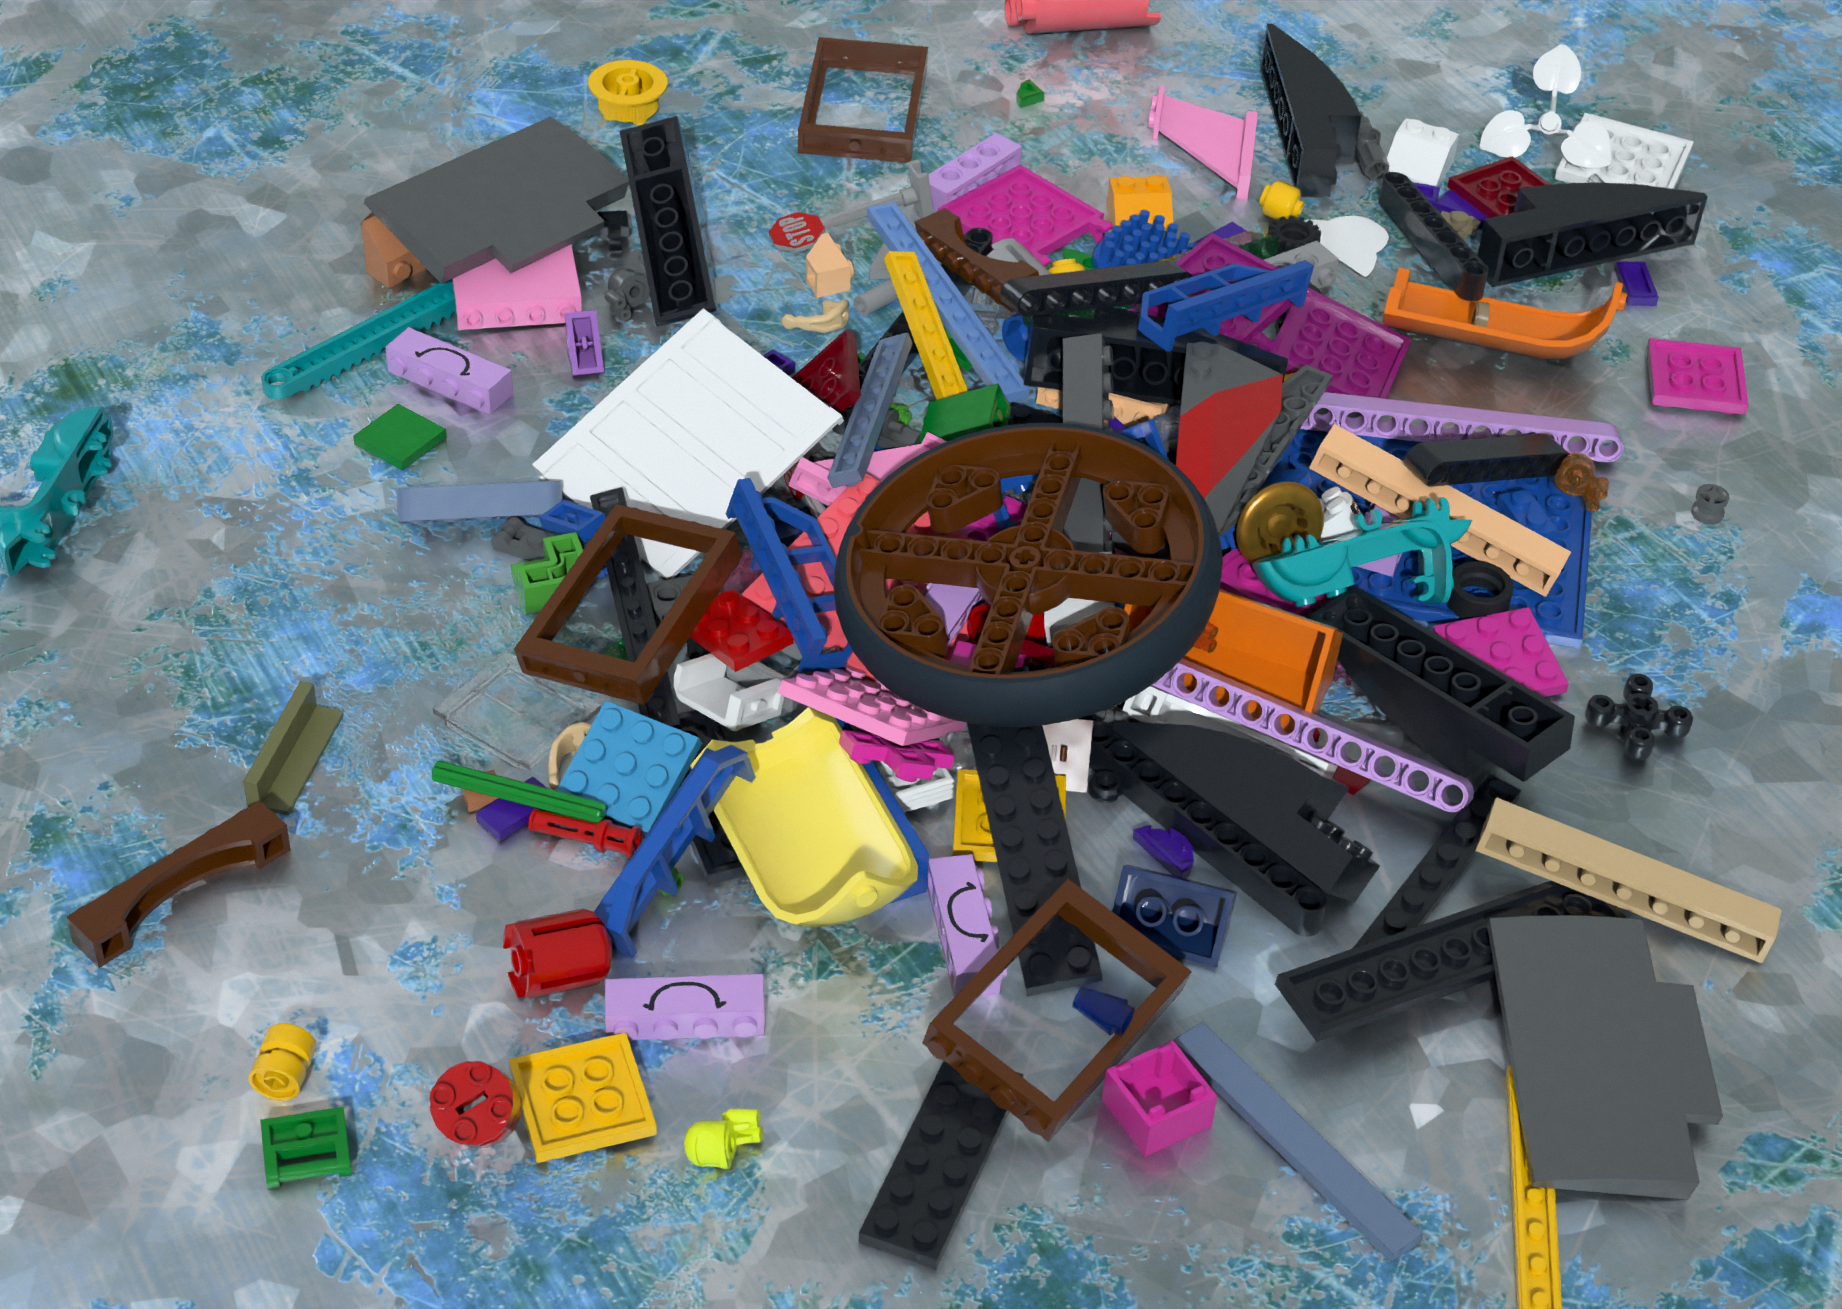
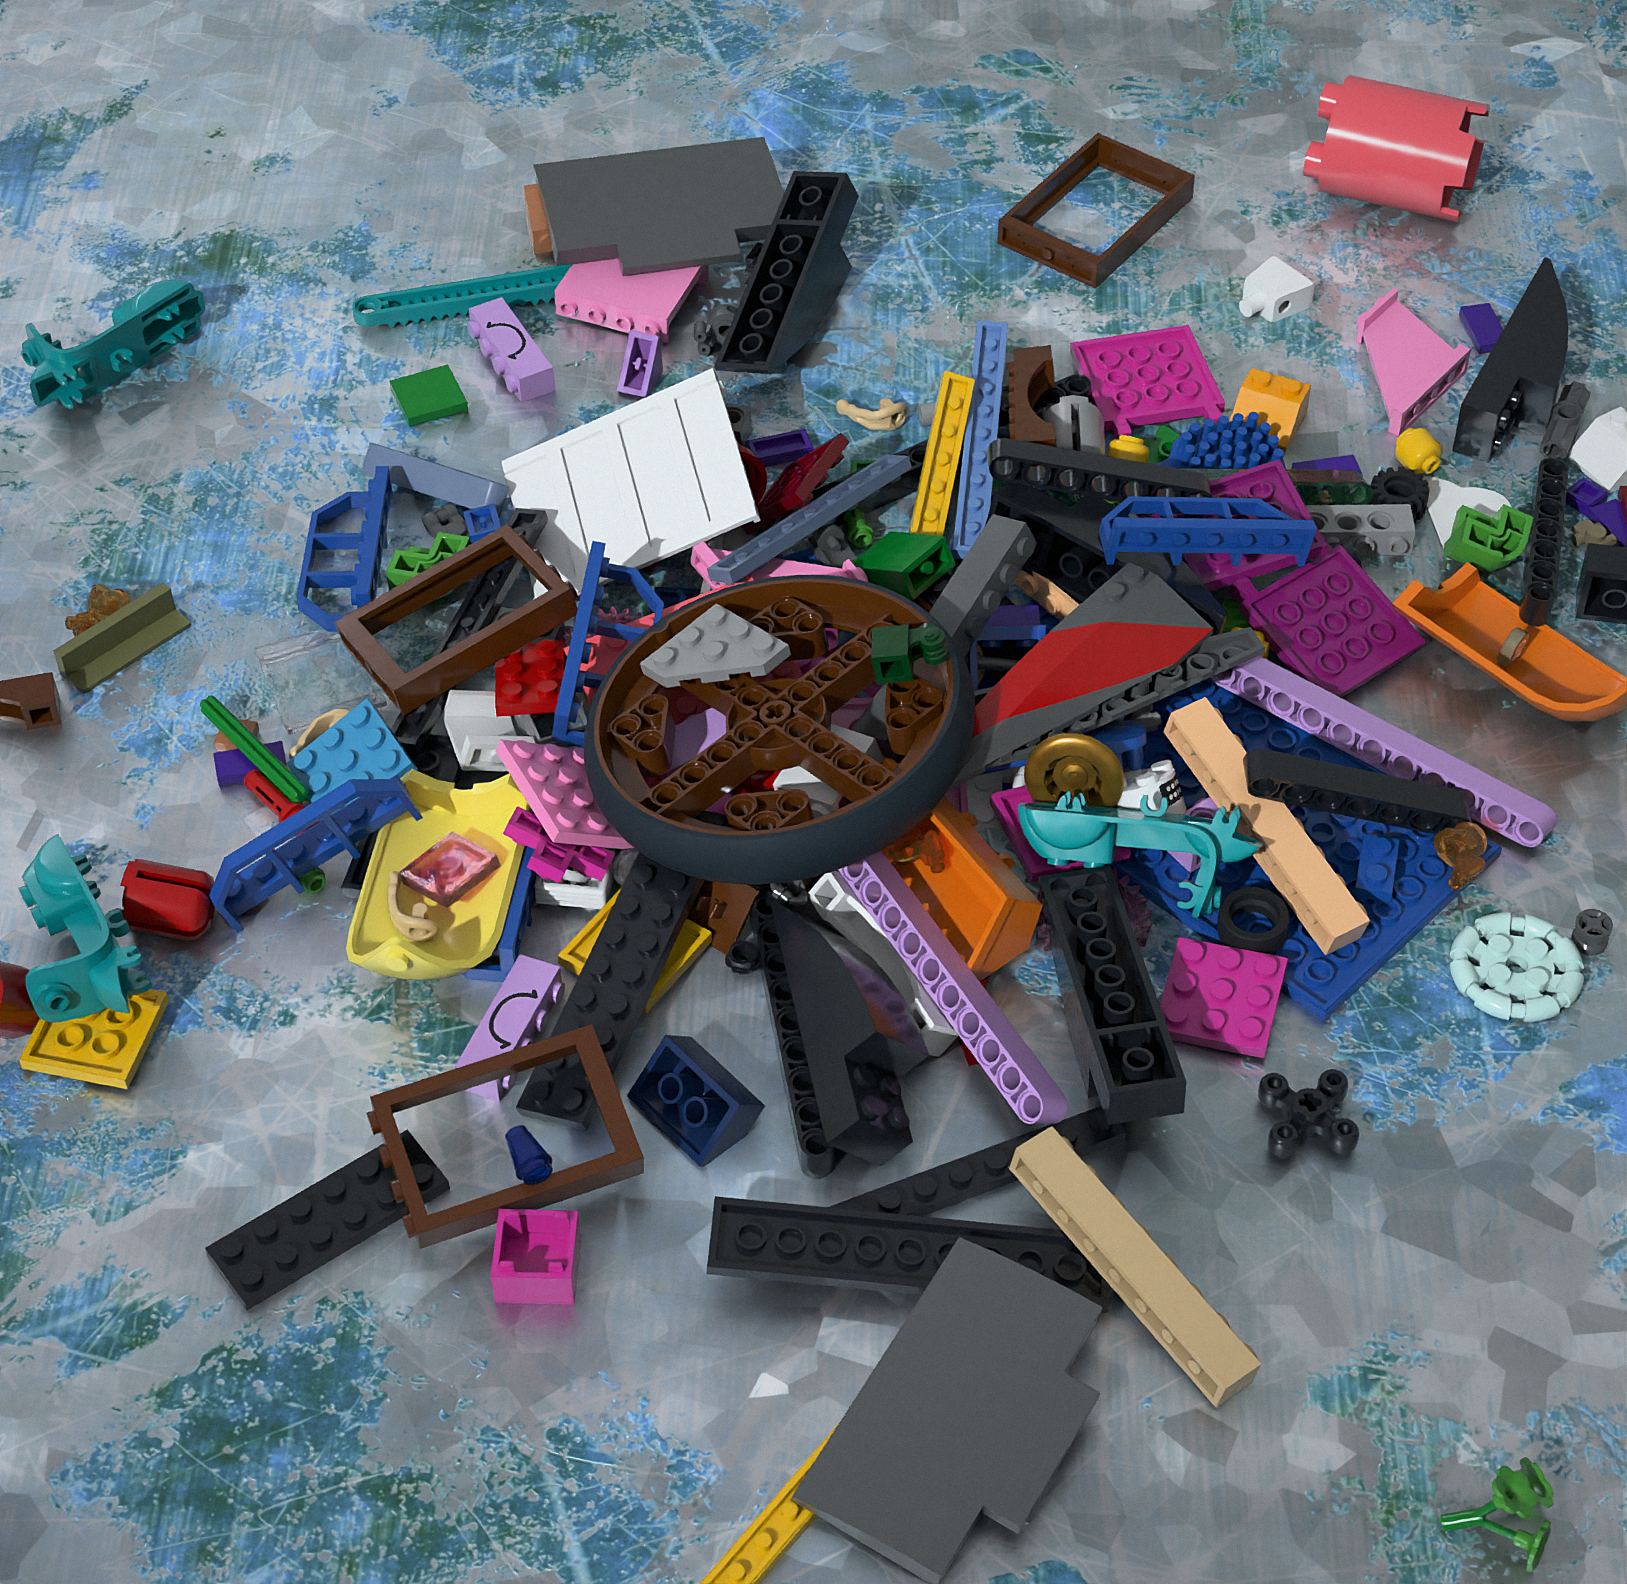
camera: 35 degrees right, 5 degrees up
(251, 728) = (101, 604): none -> clear orange piece
(468, 985) = (100, 973): none -> teal piece
(474, 568) = (370, 546): none -> blue plate
(628, 90) = (879, 131): yellow piece -> none
(685, 1007) = (230, 993): lavender brick -> none
(715, 1141) = (160, 1118): neon yellow piece -> none
(802, 230) = (932, 320): light grey piece -> none
(809, 813) = (449, 869): none -> clear pink plate
(813, 876) = (414, 927): none -> tan piece
(827, 268) = (916, 366): light nougat slope -> none
(929, 526) = (715, 648): none -> light grey plate
(973, 169) = (1134, 314): lavender brick -> none
(1029, 94) = (1262, 254): green tile -> none
(1065, 117) = (1276, 291): none -> white torso
(1112, 460) = (899, 647): none -> dark green brick
(1167, 848) = (753, 1041): dark purple tile -> none
(1241, 97) = (1481, 326): none -> dark purple tile
(1299, 1143) = (628, 1356): sand blue tile -> none
(1397, 246) = (1487, 540): none -> bright green brick
(1681, 547) = (1526, 951): none -> light aqua plate

